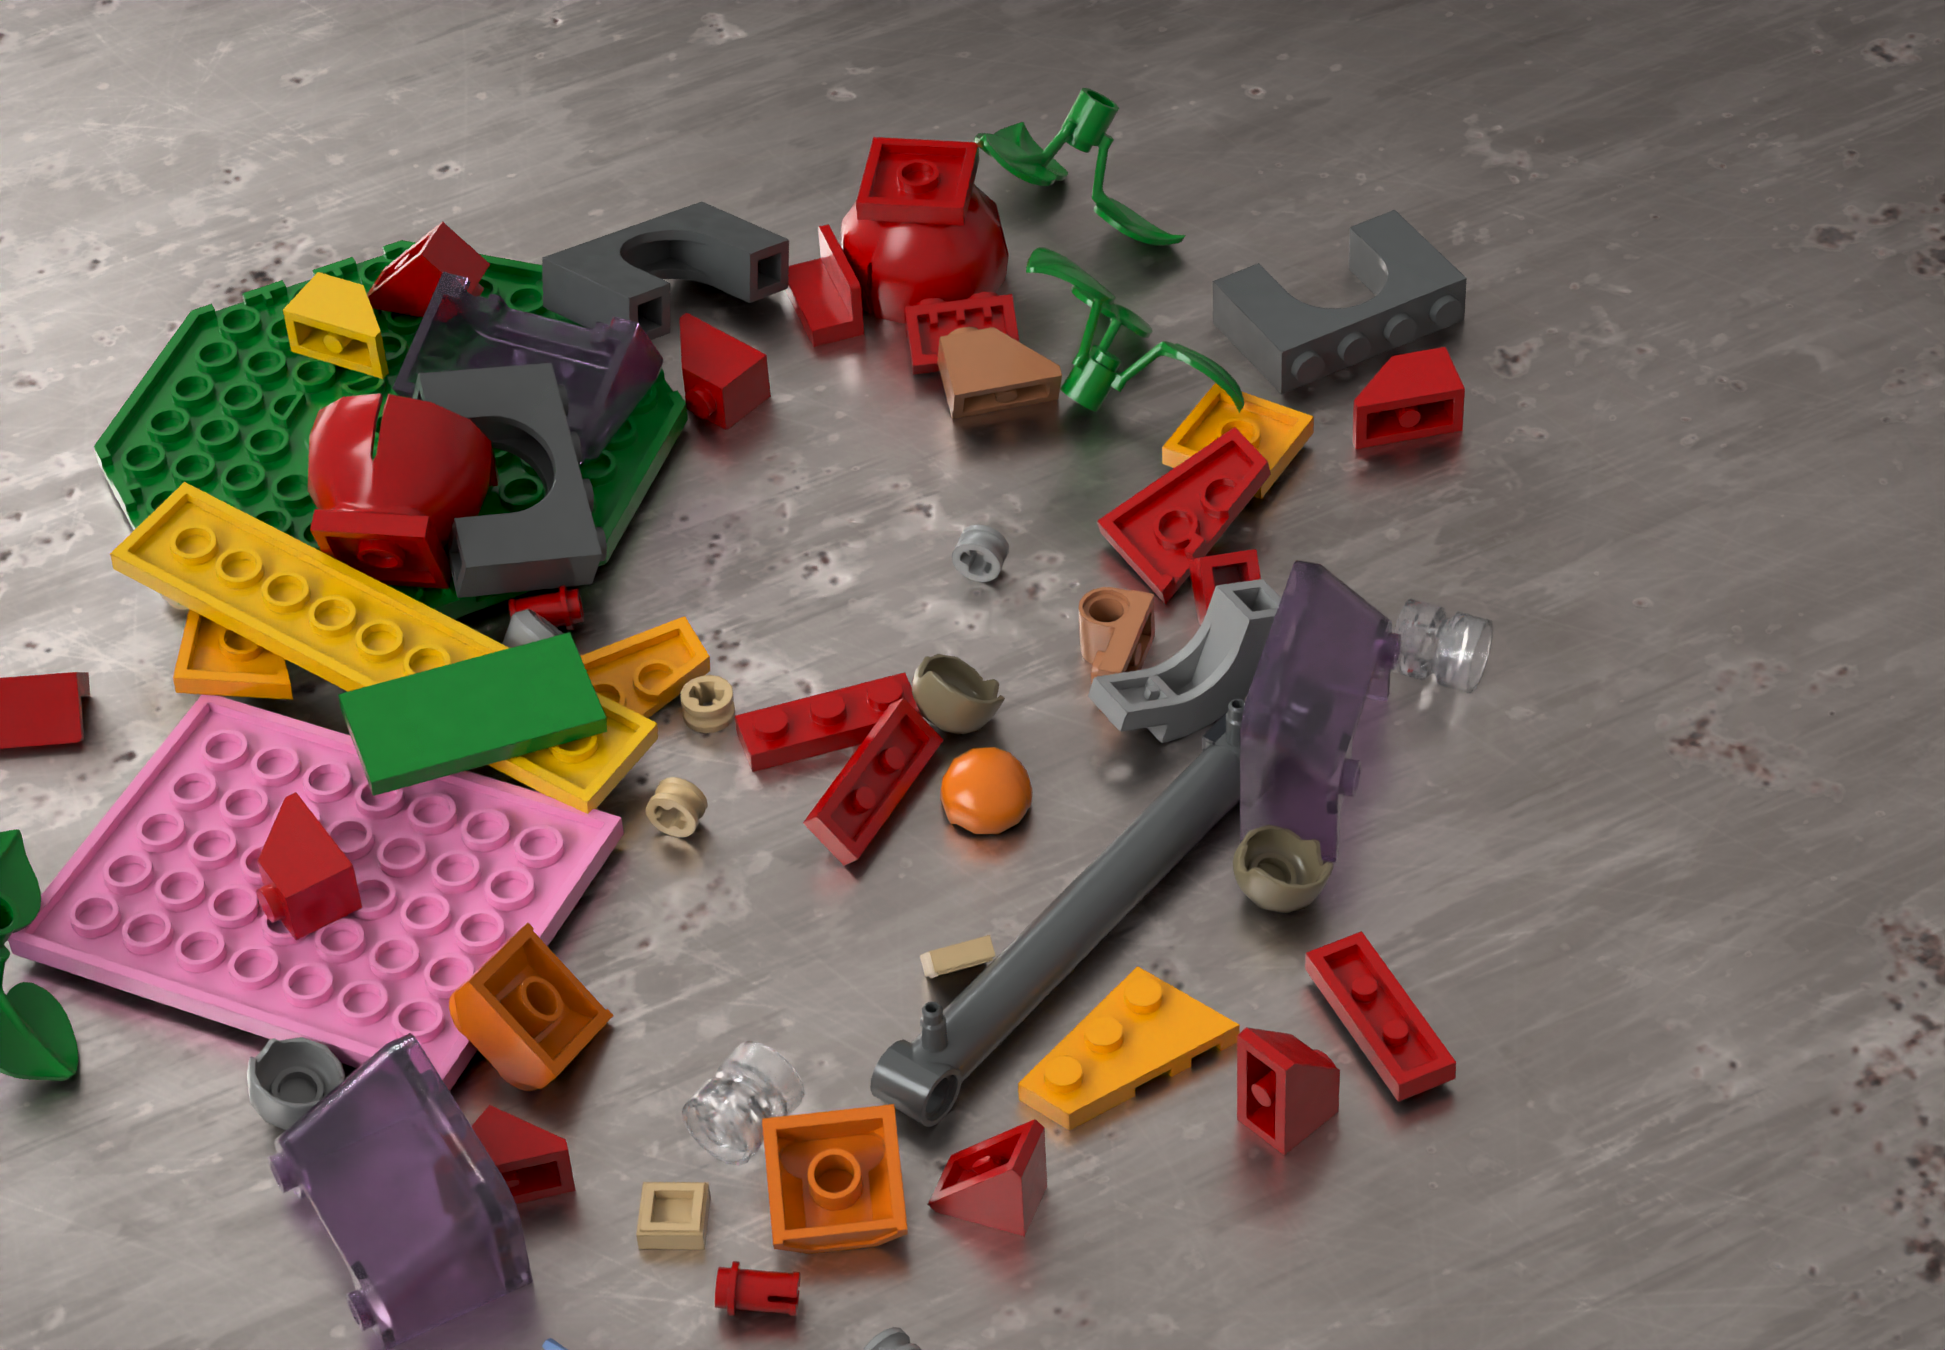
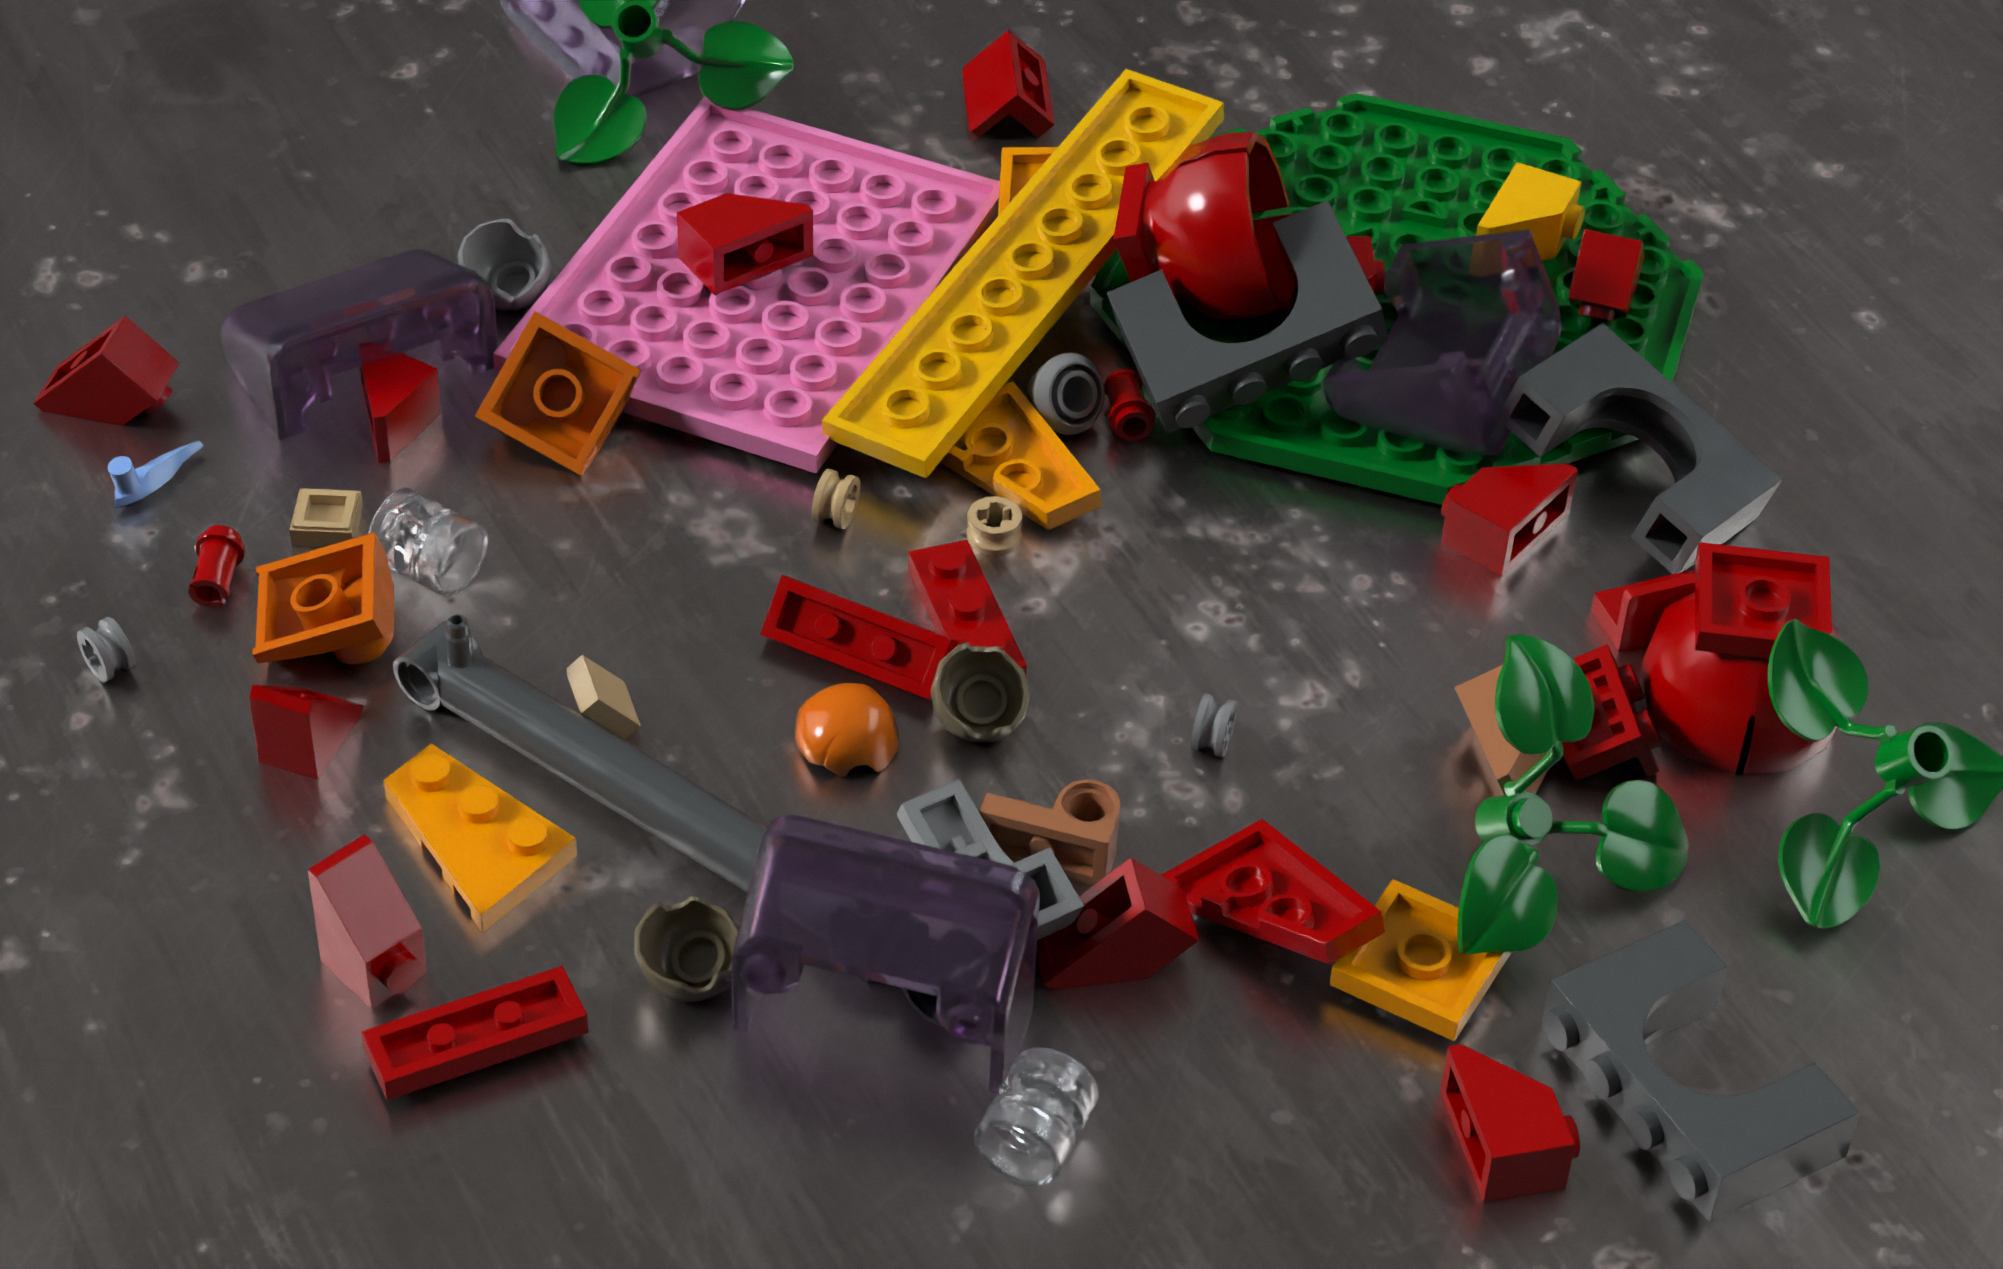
camera: 85 degrees right, 0 degrees up
(472, 713) = (923, 323): green tile -> none

